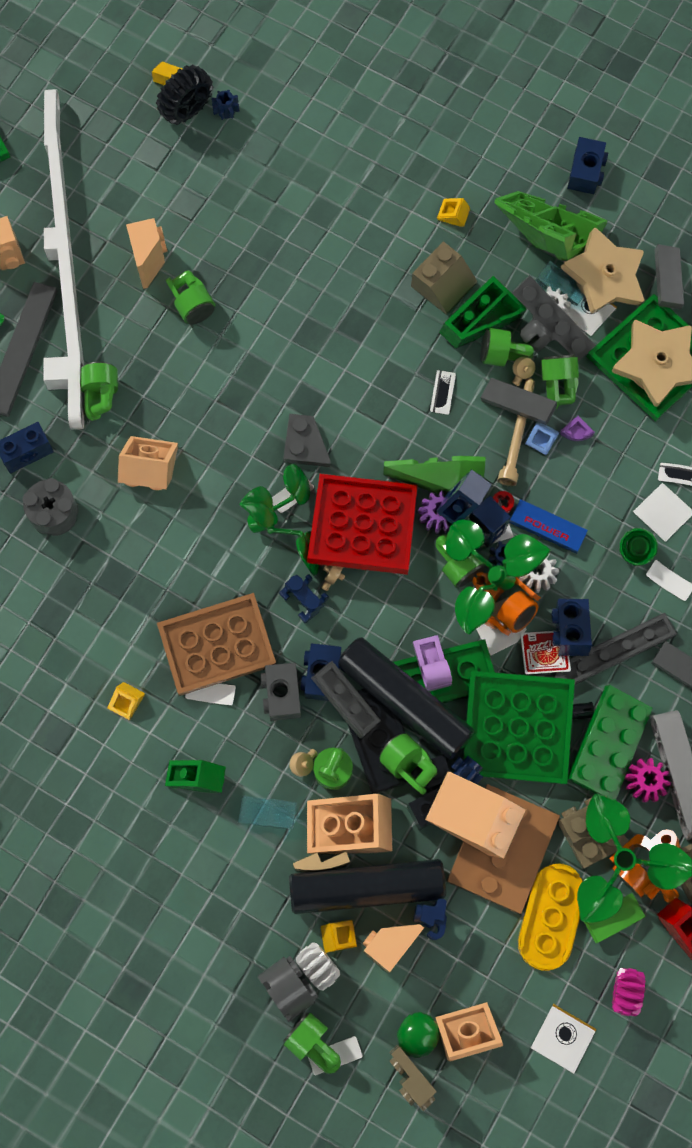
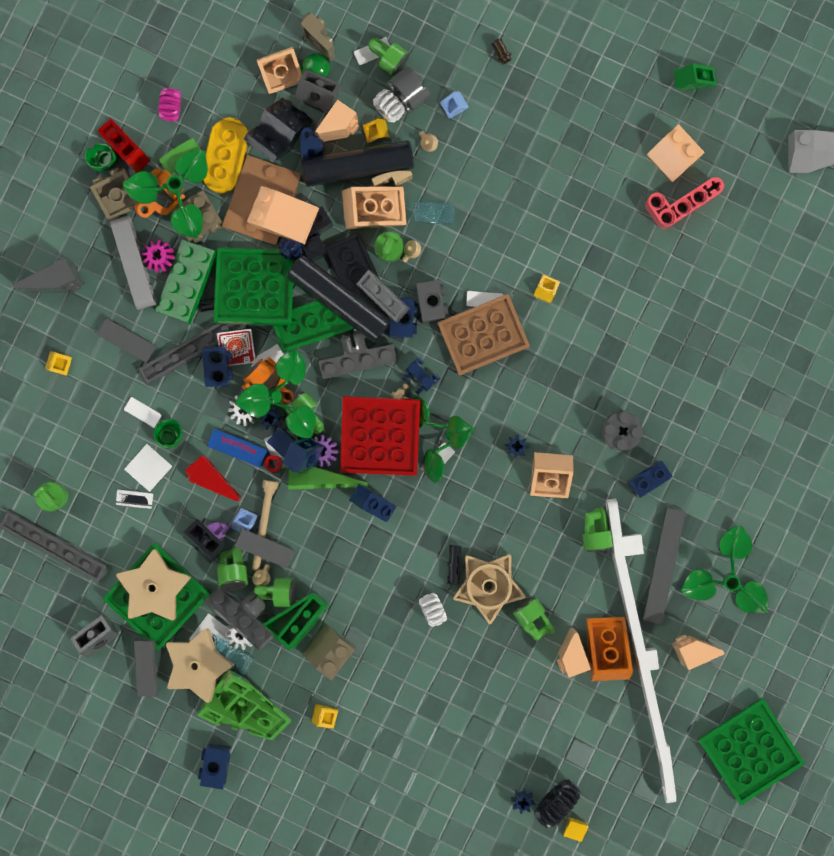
camera: 175 degrees right, 15 degrees up
(102, 258) = (608, 649): none -> orange slope
(150, 1039) = (501, 51): none -> dark brown pin
(184, 495) = (520, 442): none -> dark blue gear
(195, 775) = (489, 234): green slope -> none
(225, 966) = (454, 104): none -> light blue slope
(241, 339) = (488, 600): none -> tan plate
(266, 912) = (428, 142): none -> tan piece
(281, 367) = (454, 564): none -> black pin
(305, 442) = (431, 503): dark grey wing -> none
(313, 314) = (432, 609): none -> white gear
(378, 440) = (372, 503): none -> dark blue brick
(387, 627) = (356, 357): none -> dark grey plate
(402, 756) = (338, 256): bright green piece -> none
(417, 997) = (317, 90): none -> dark grey brick
(432, 663) = (320, 328): lavender plate -> none
(442, 392) = (324, 555): sticker -> none
(476, 943) = (278, 129): none -> black bracket
(563, 1038) = (214, 74): white sticker -> none
(584, 489) = (207, 476): none -> red slope
(594, 412) = (203, 541): none -> black brick

